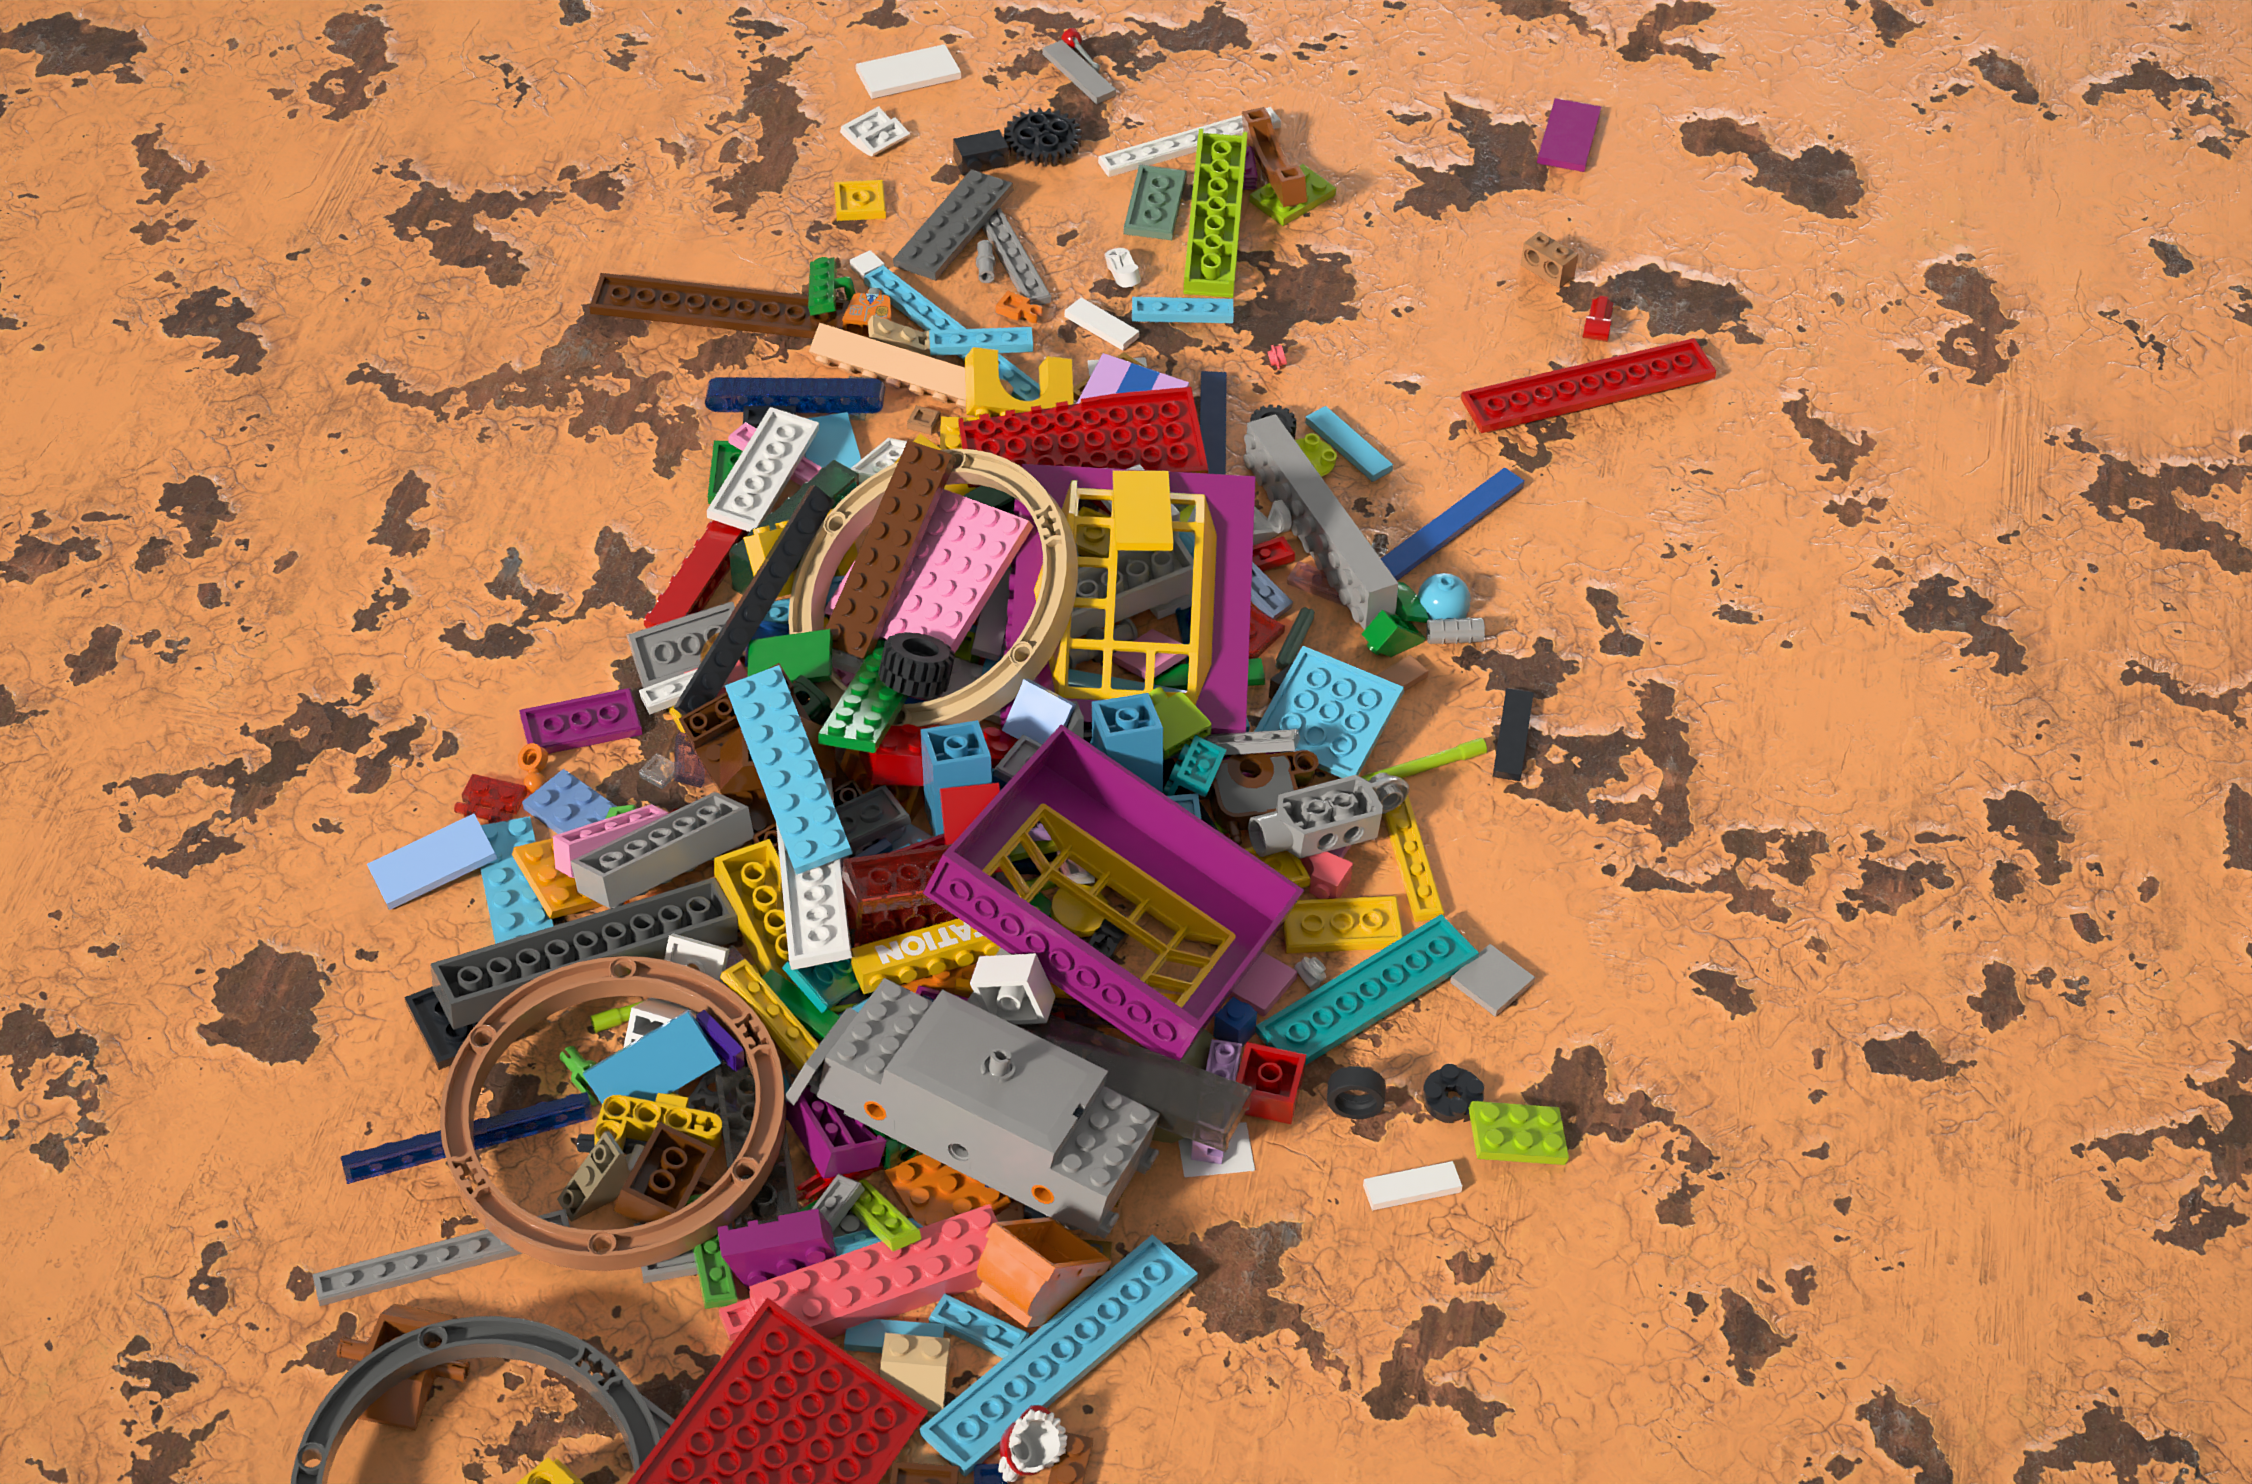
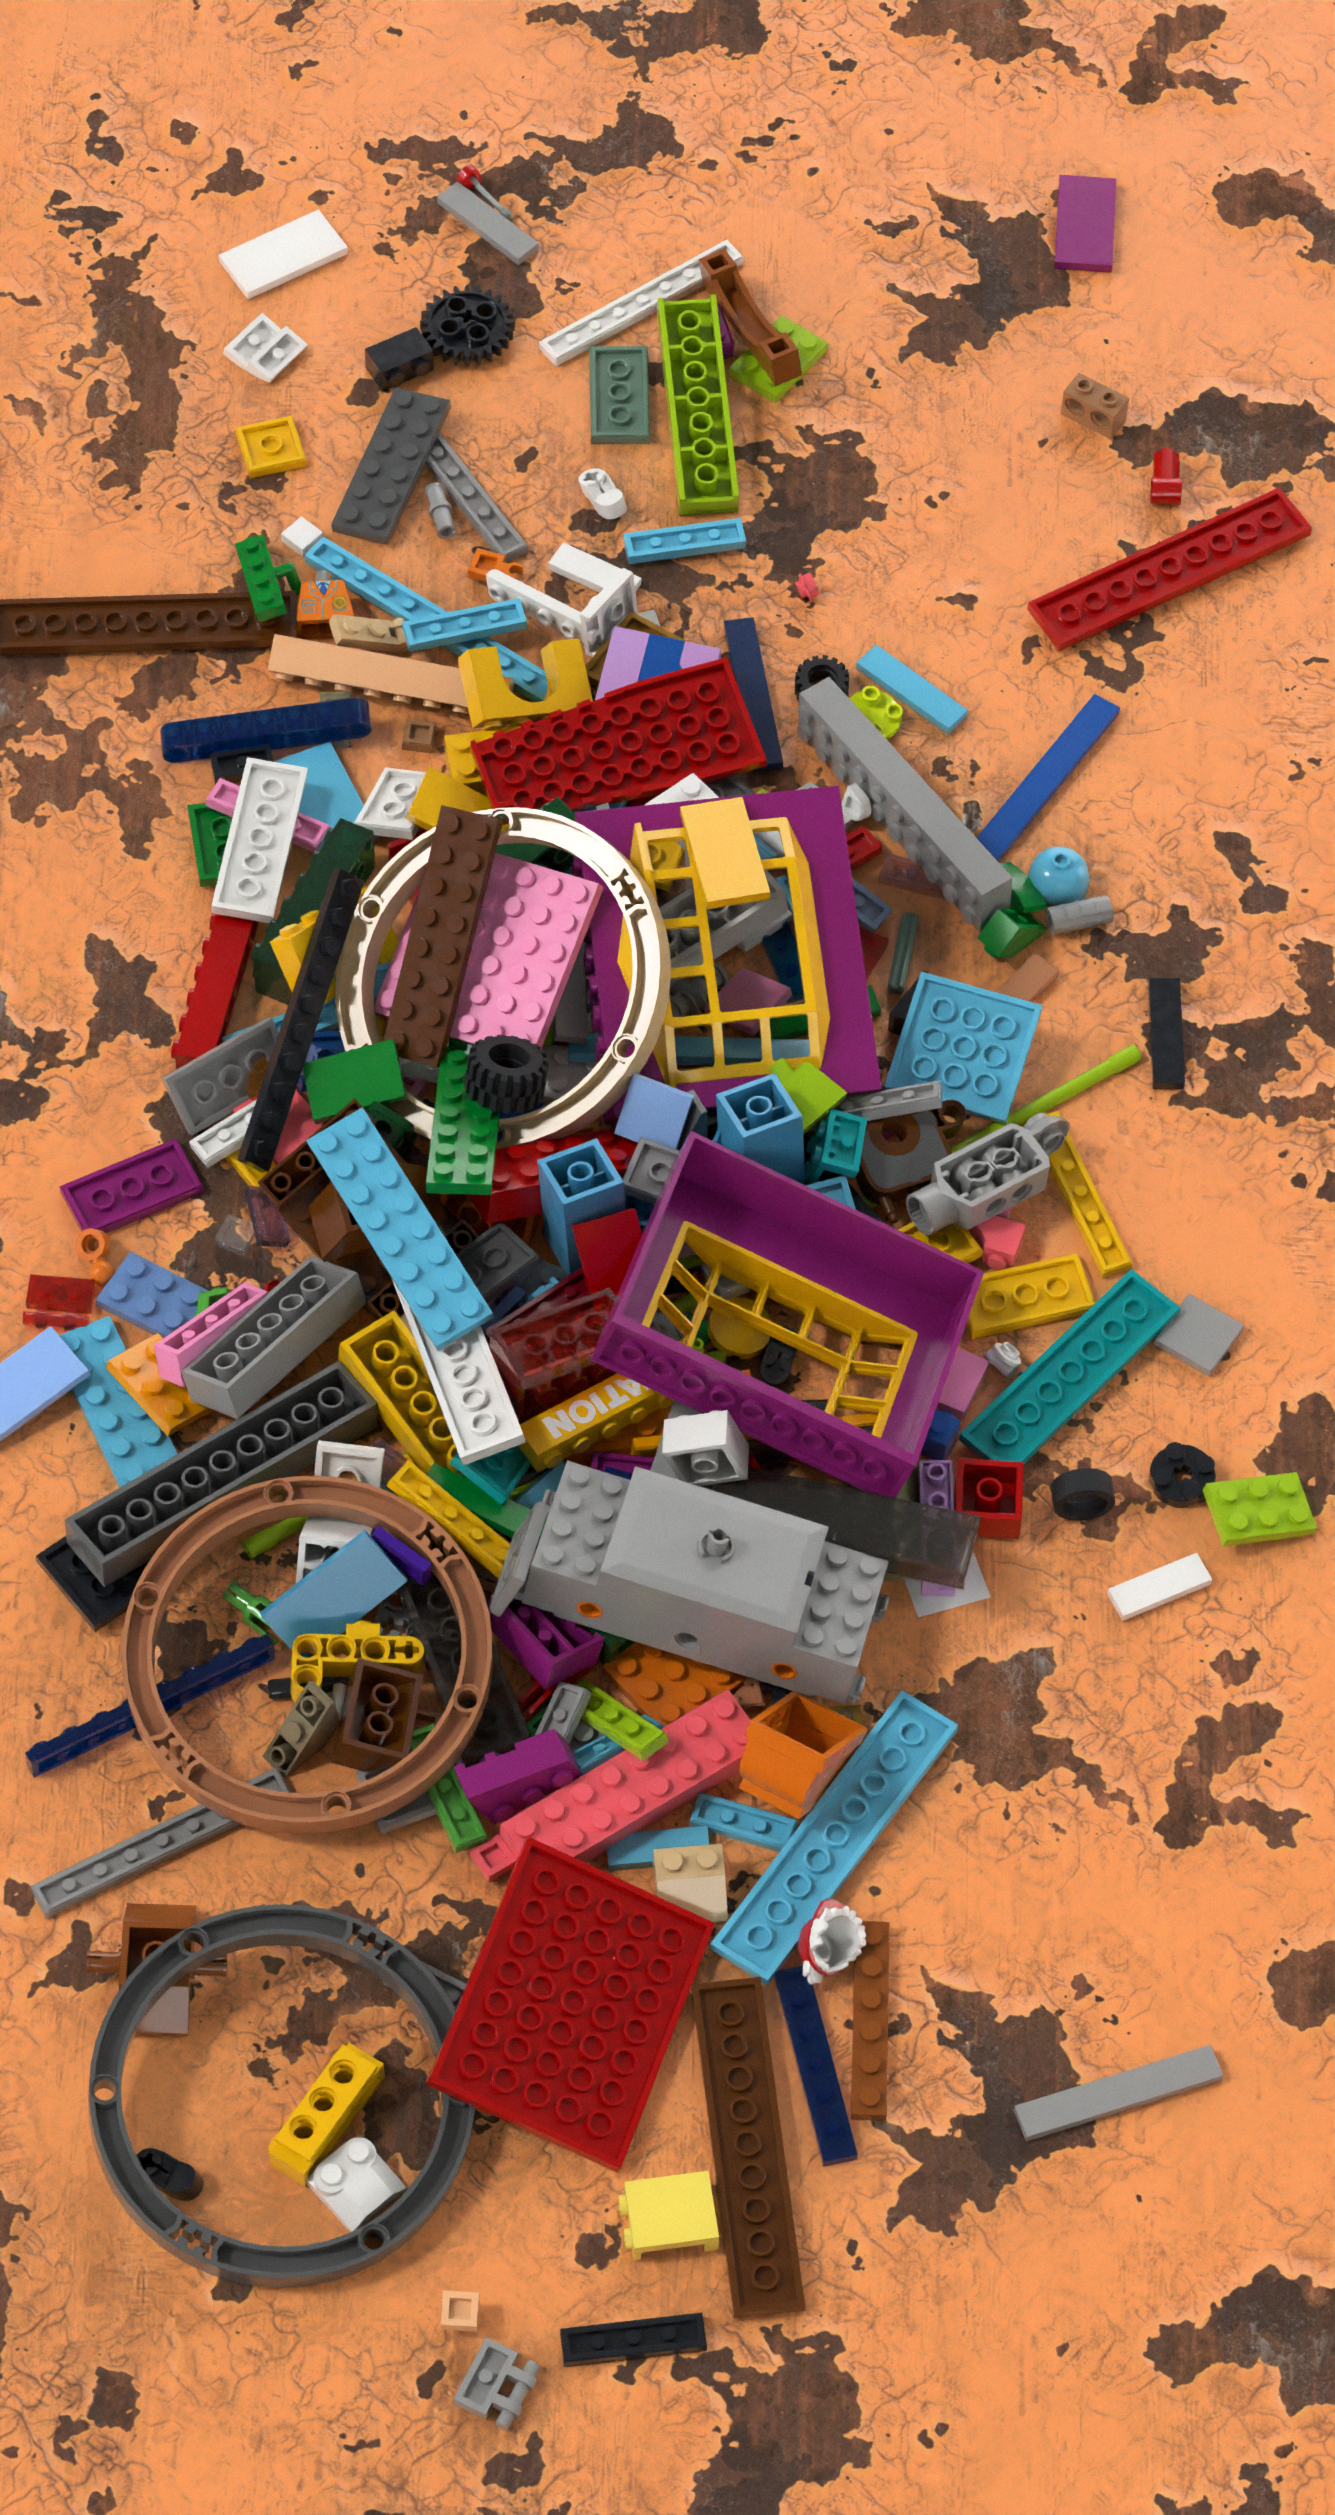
camera: 10 degrees left, 10 degrees up
(1109, 338) = (591, 625): none -> white bracket

